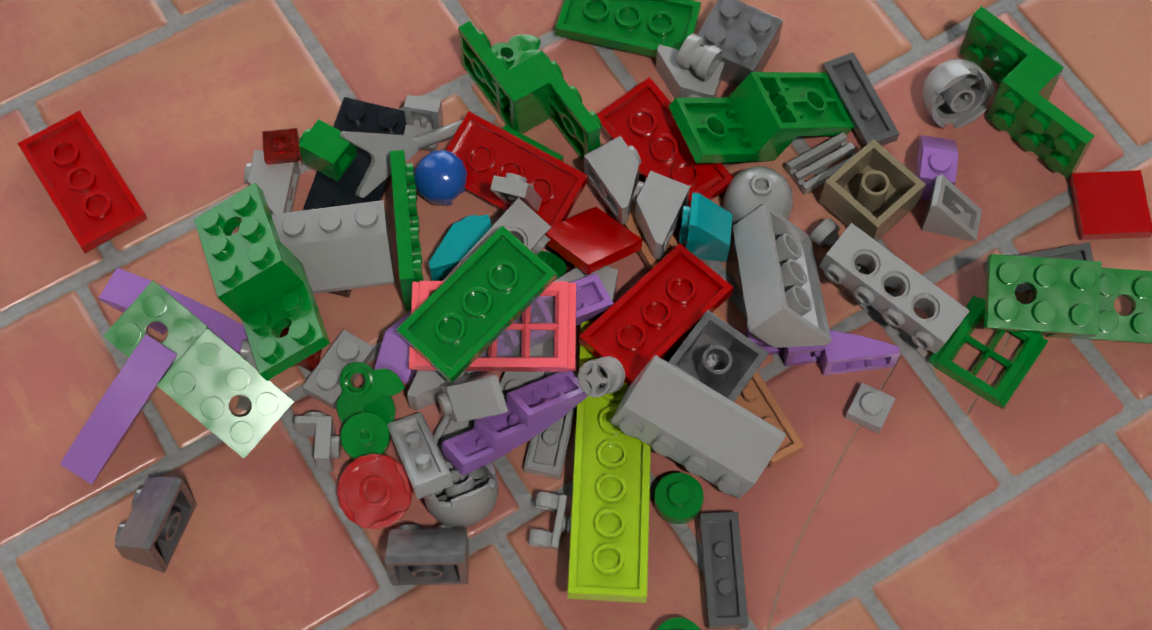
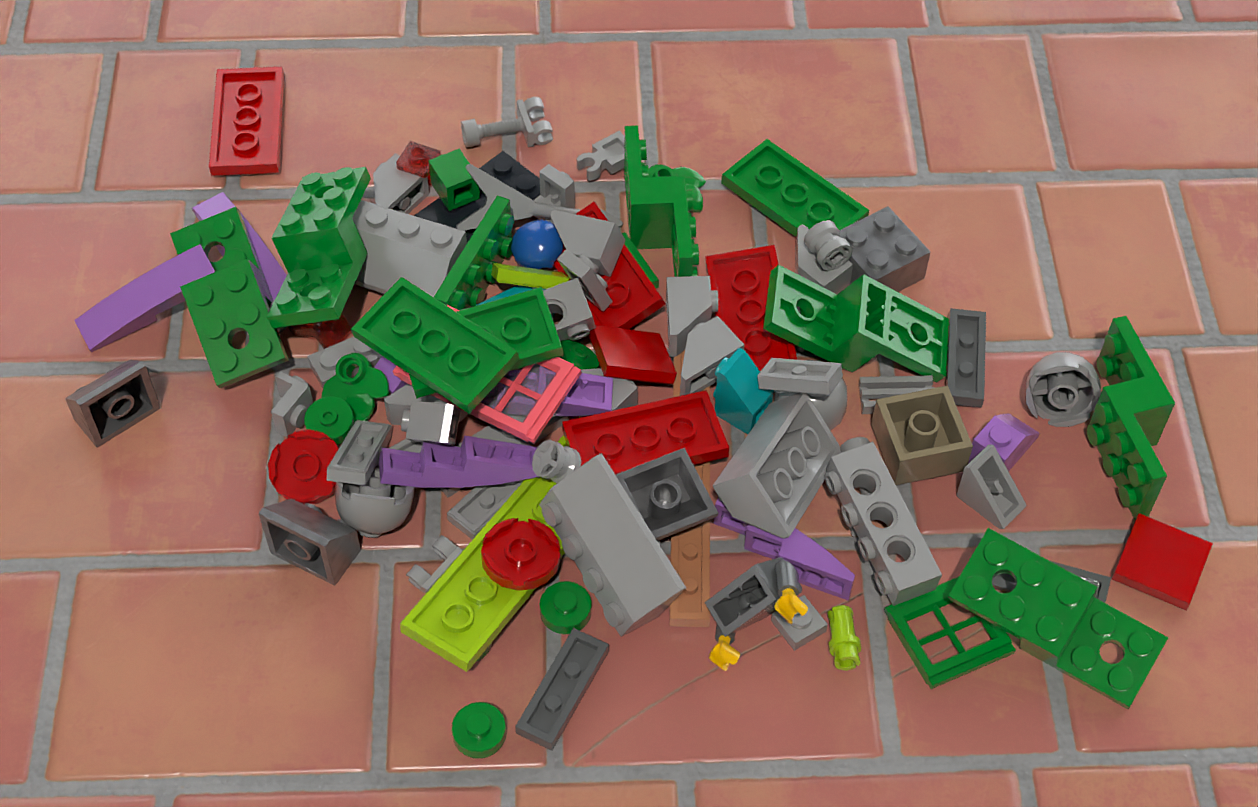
camera: 30 degrees right, 10 degrees down
(338, 48) = (526, 111): none -> light grey bar
(440, 54) = (605, 155): none -> light grey plate
(446, 328) = (435, 344): none -> green plate
(458, 212) = (527, 276): none -> lime tile
(491, 152) = (589, 236): none -> light grey slope
(623, 475) = (520, 554): none -> red tile
(756, 193) = (800, 376): none -> light grey plate
(834, 409) = (751, 598): none -> dark grey torso
(918, 407) = (844, 642): none -> lime pin

